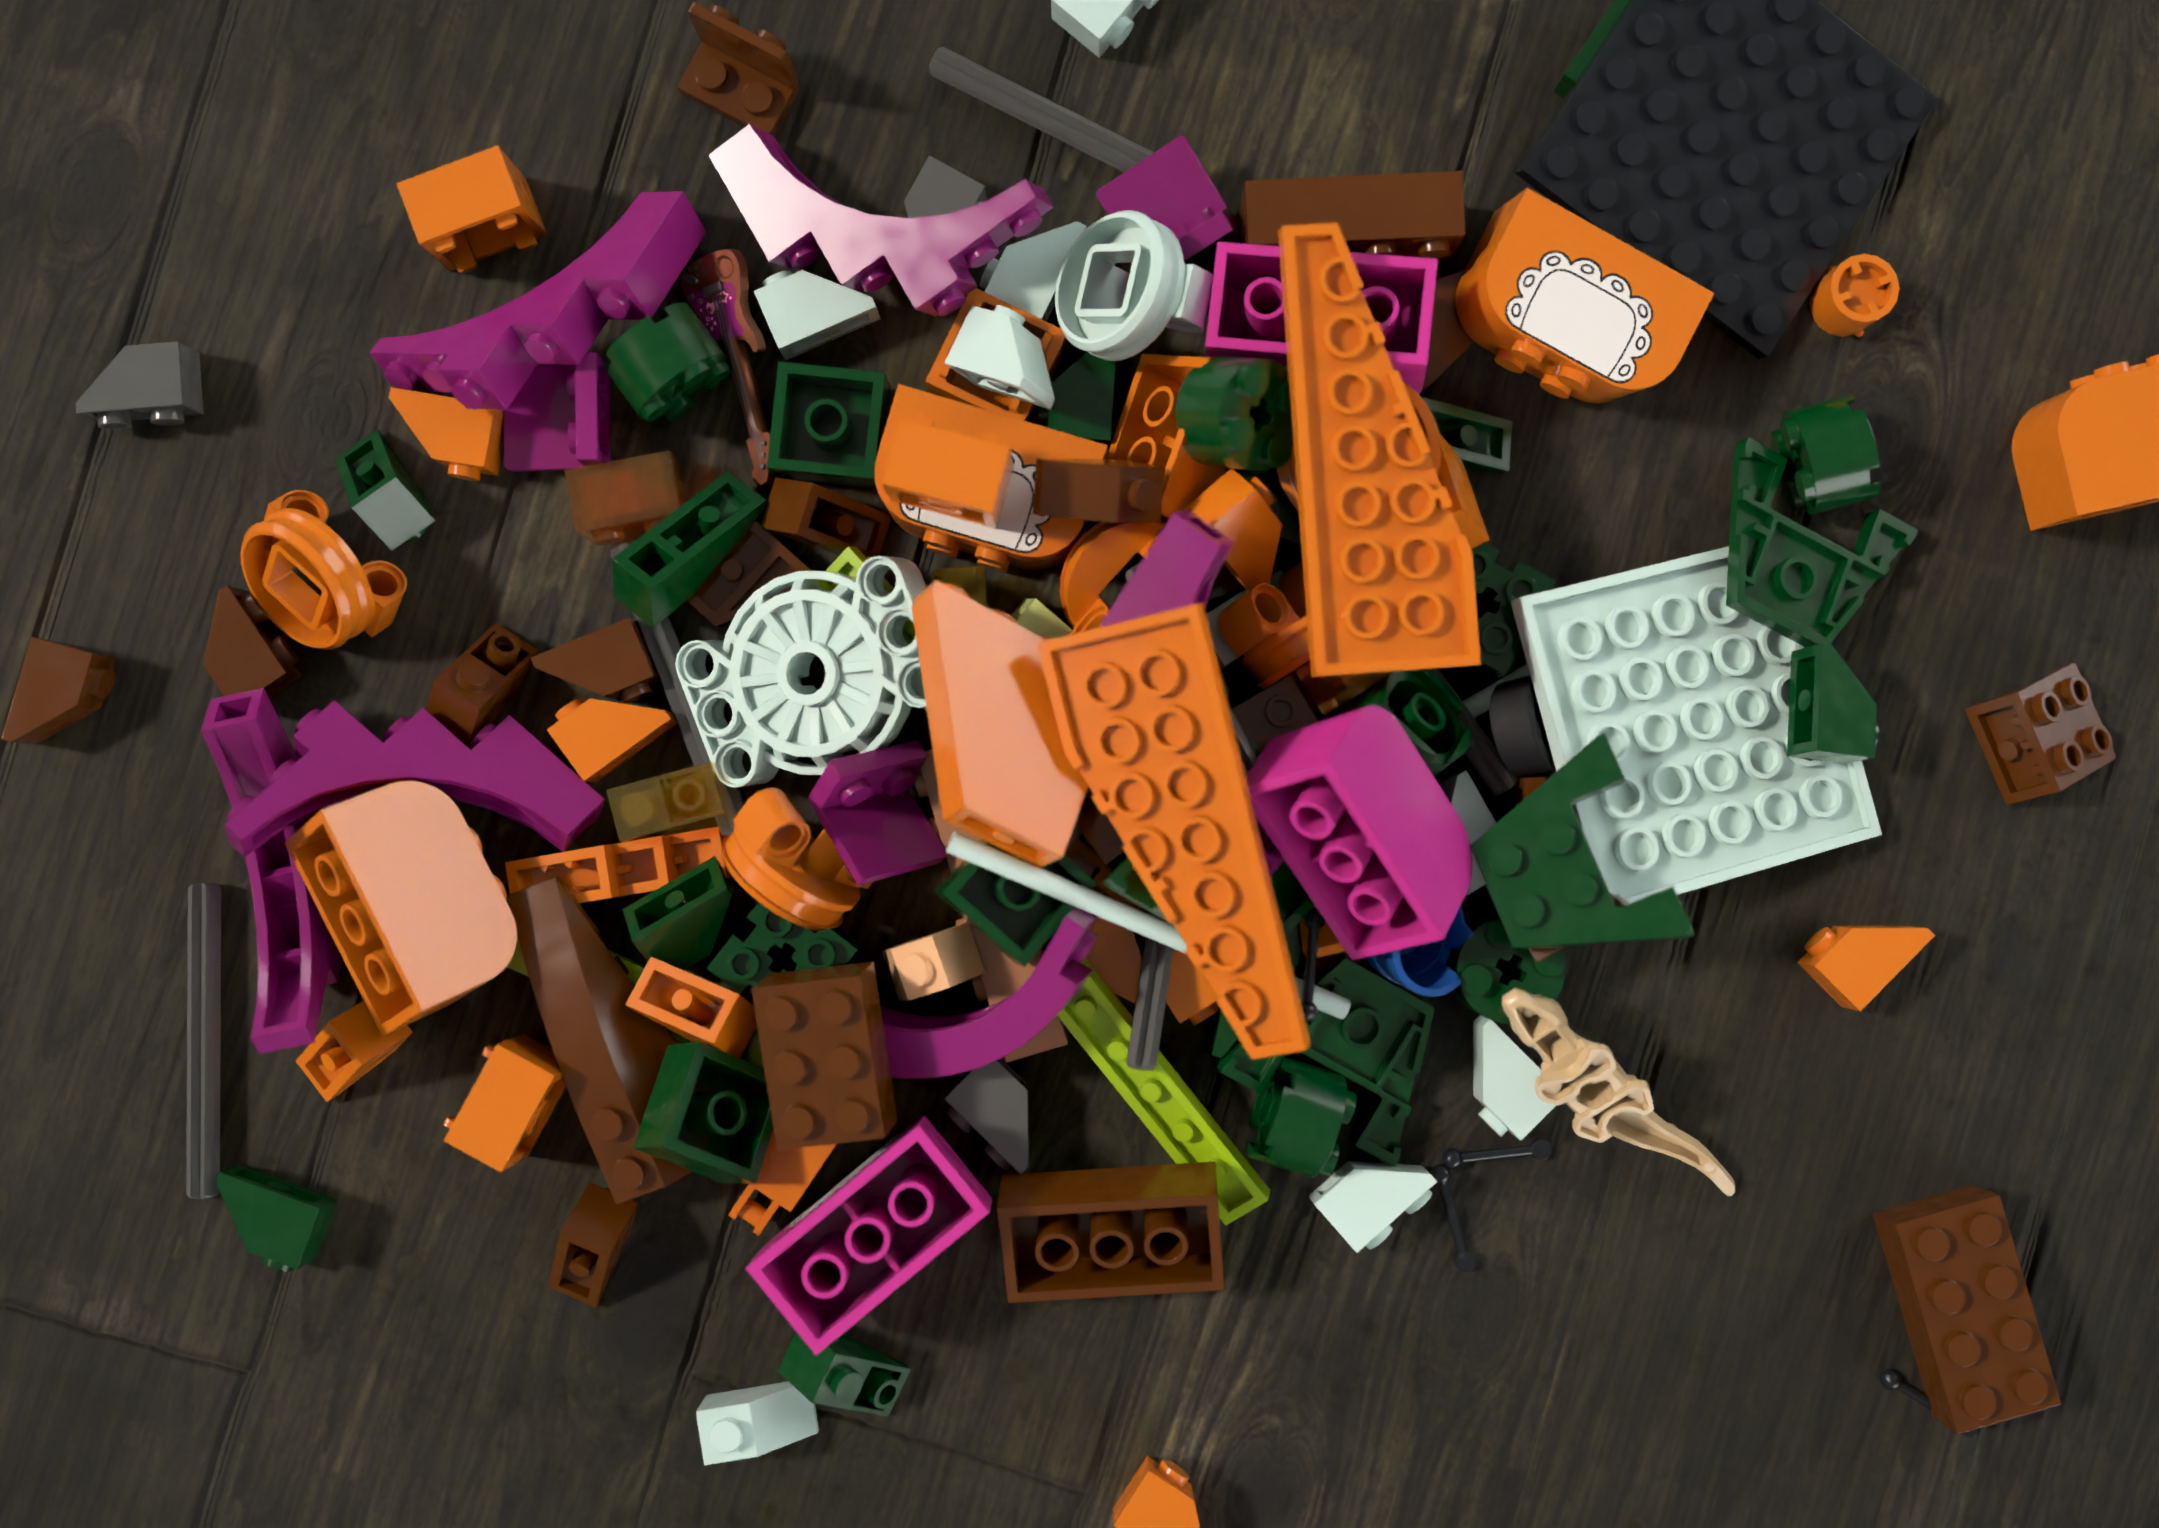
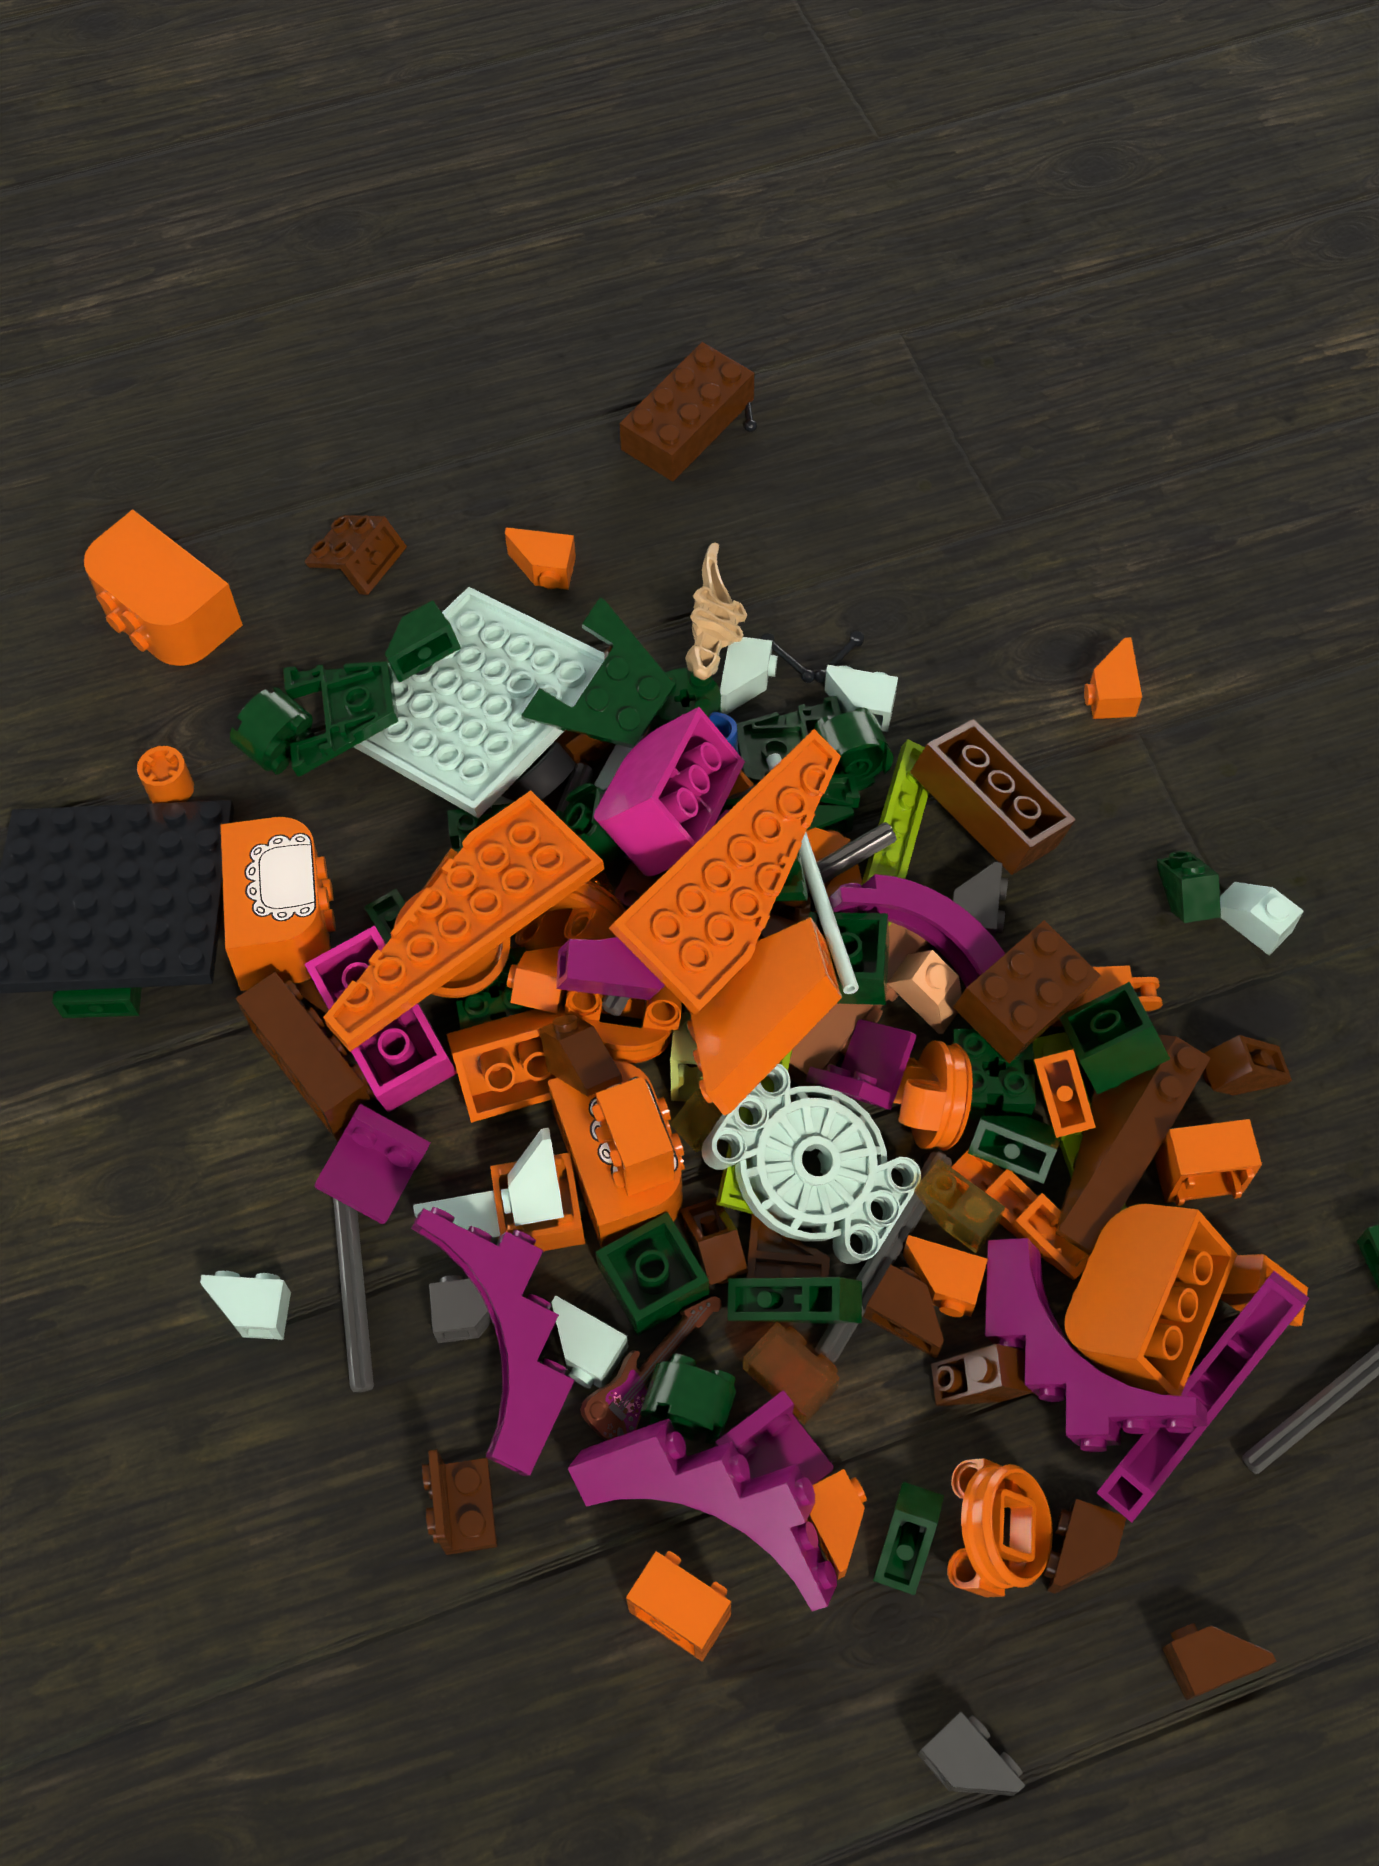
camera: 125 degrees left, 25 degrees down
(869, 1234) = (1104, 905): dark pink brick -> none
(1083, 400) = (511, 1137): dark green slope -> none
(1120, 311) = (450, 1174): light aqua piece -> none
(1237, 413) = (475, 1012): dark green brick -> none

